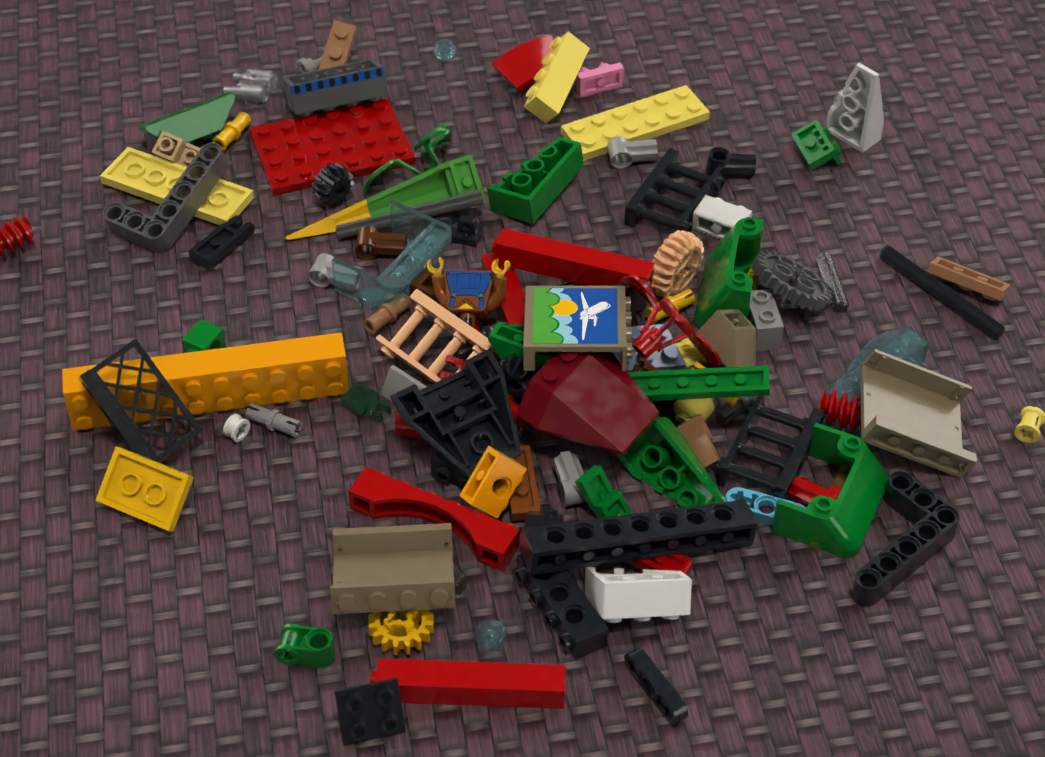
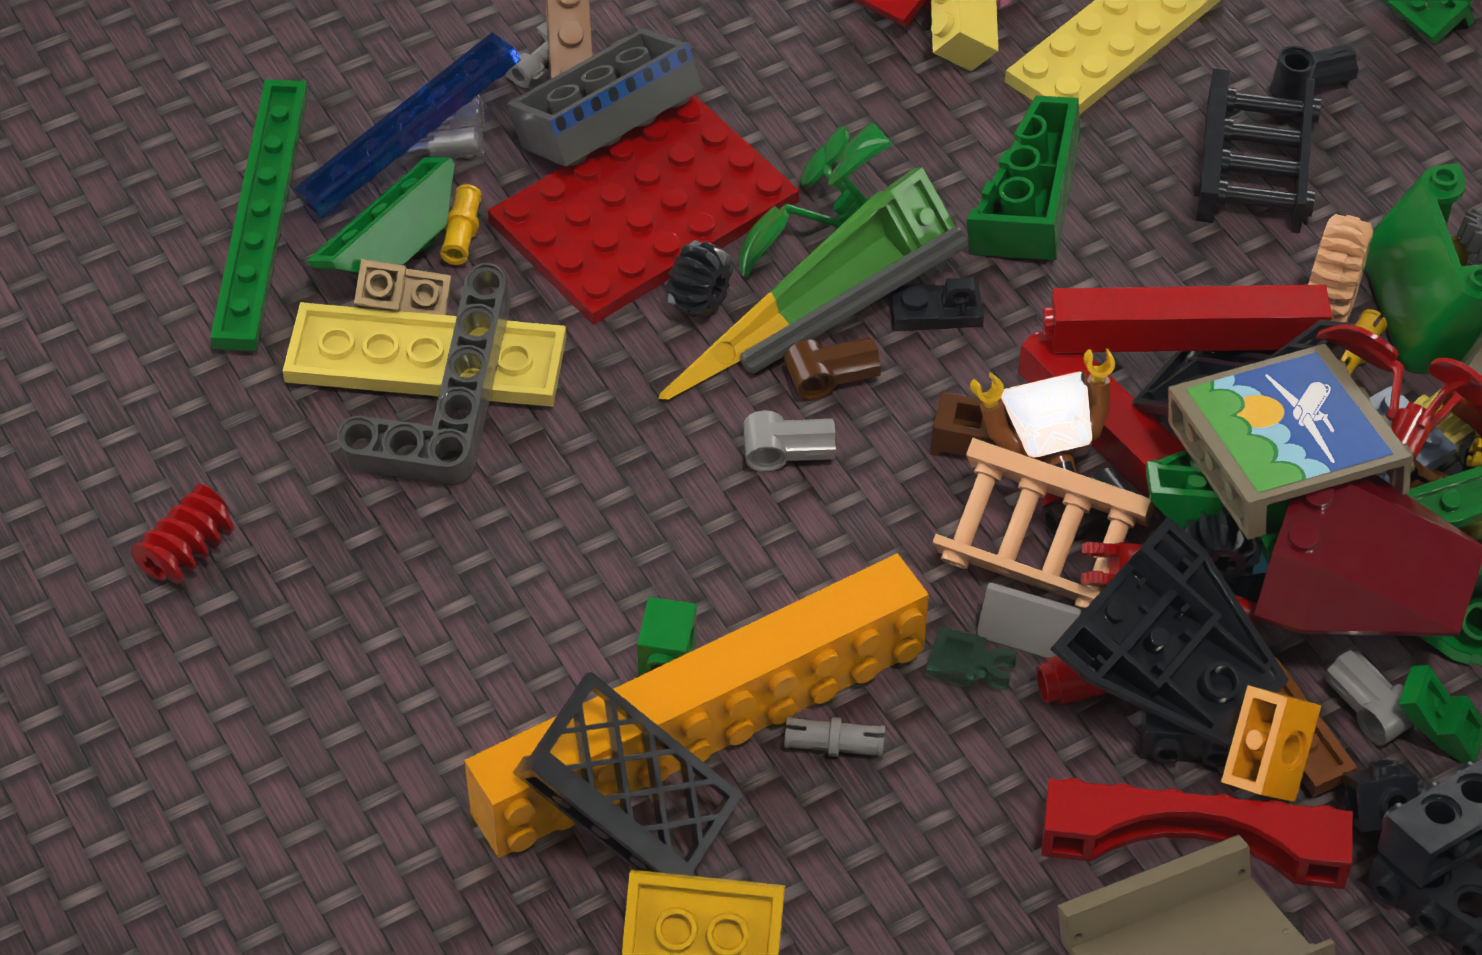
camera: 20 degrees left, 5 degrees up
(134, 103) = (259, 216): none -> green plate
(221, 241) = (559, 438): black hinge -> none
(233, 73) = (407, 124): none -> clear blue plate
(236, 427) = (784, 770): white bush -> none
(387, 313) = (914, 489): medium nougat pin -> none
(427, 240) = (914, 344): clear light blue windscreen -> none
(625, 152) = (1137, 92): light grey piece -> none
(717, 216) = (1354, 172): white brick -> none

